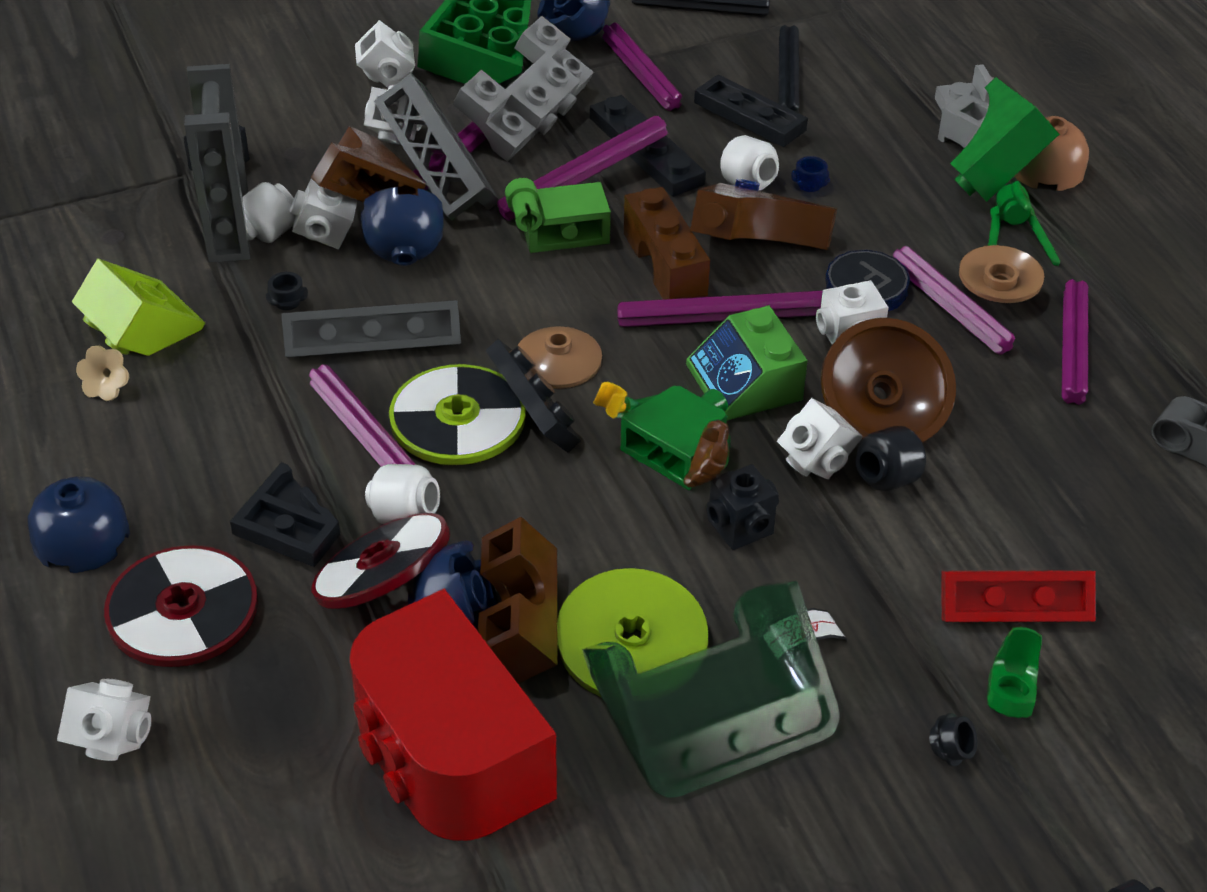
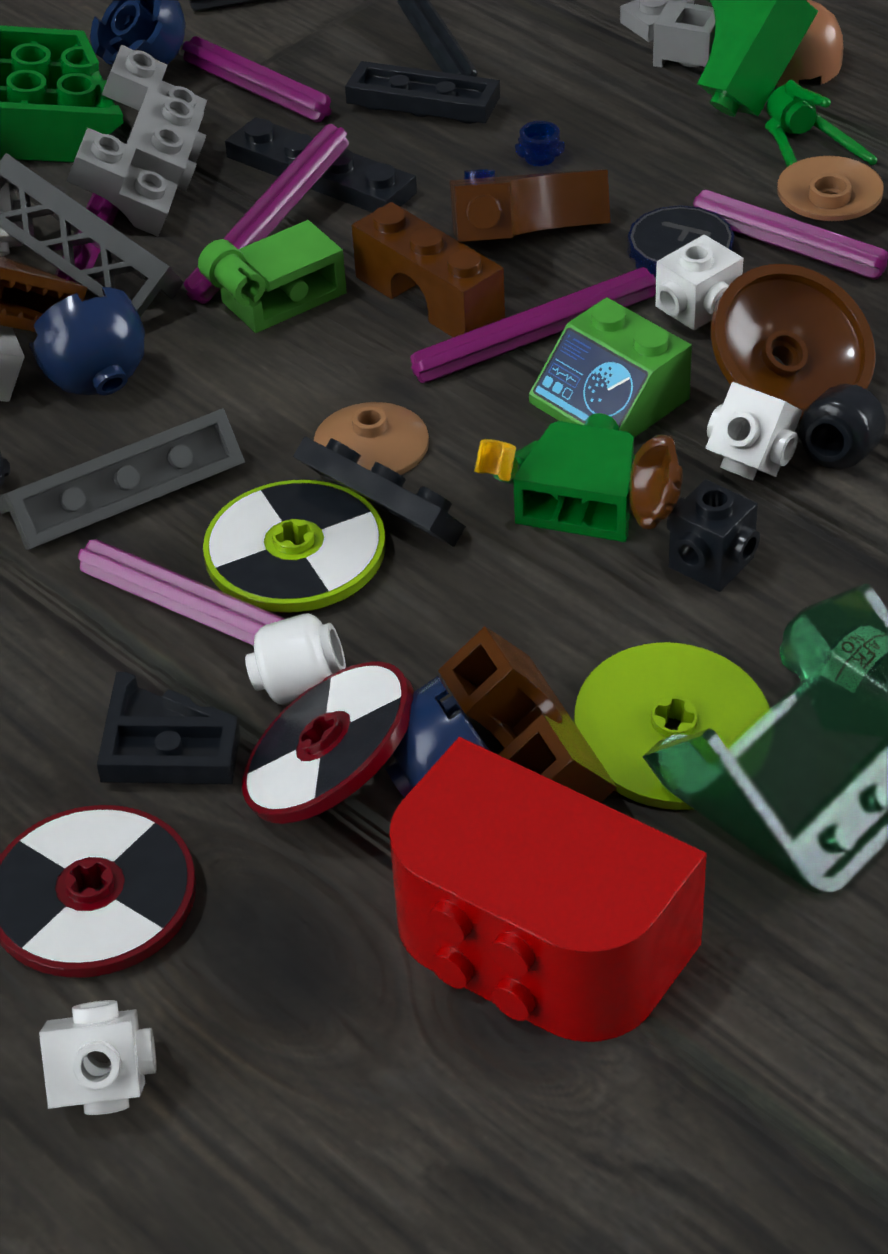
camera: 20 degrees left, 0 degrees up
(749, 160) = (463, 145): white head -> none

